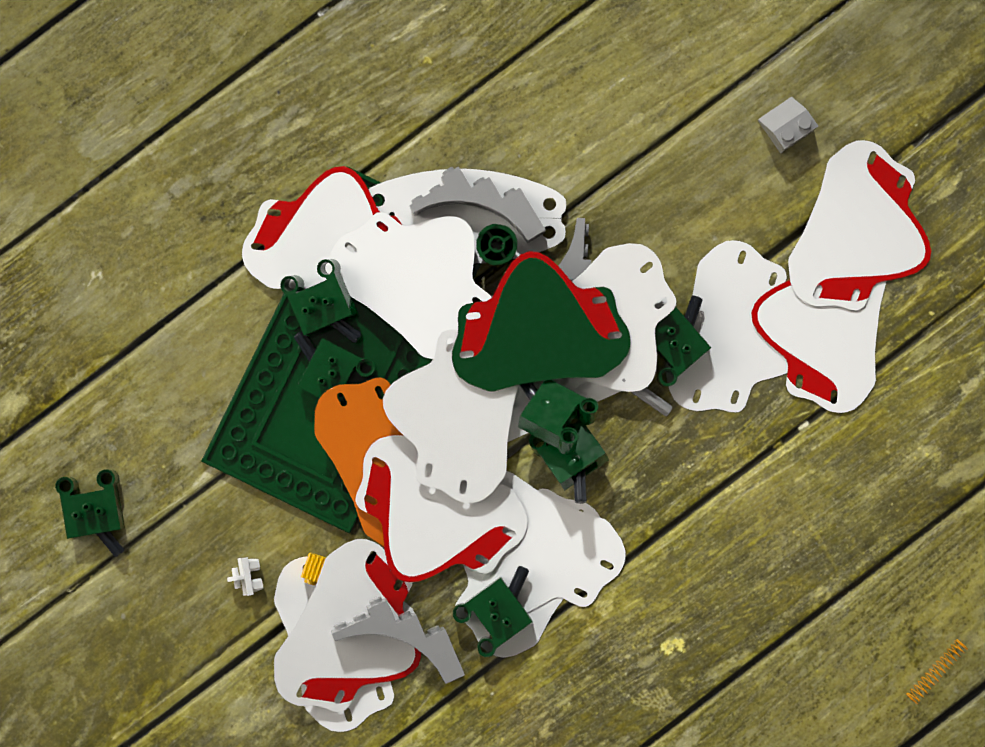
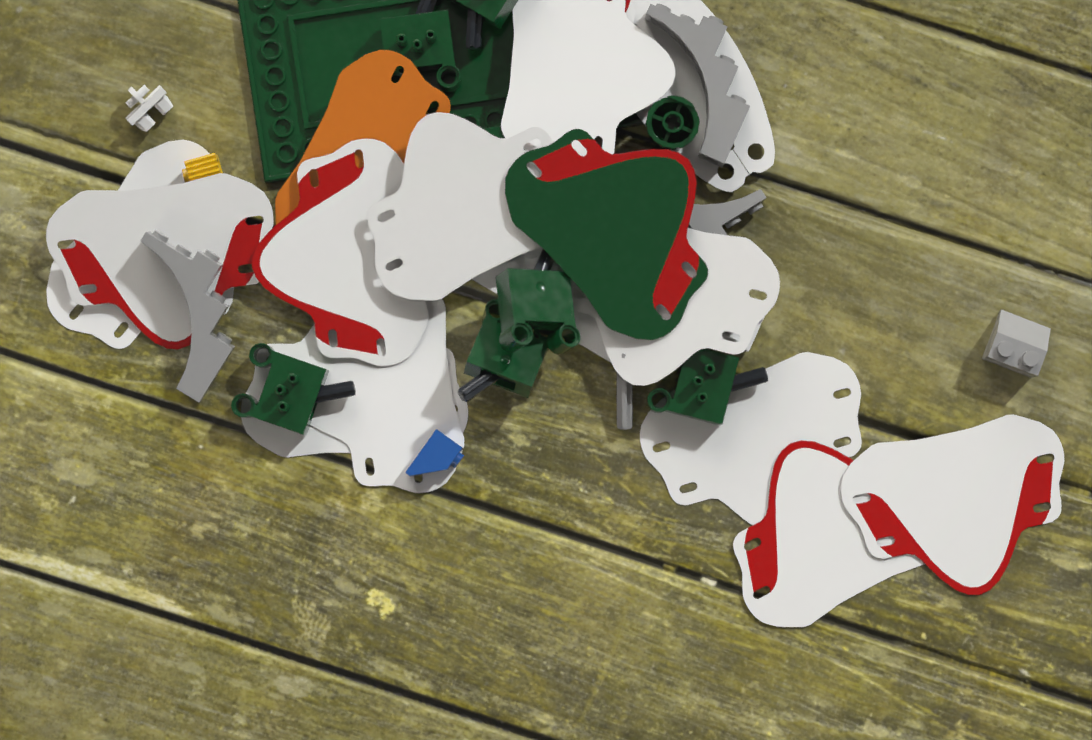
camera: 55 degrees right, 0 degrees up
(604, 543) = (436, 455): none -> blue slope

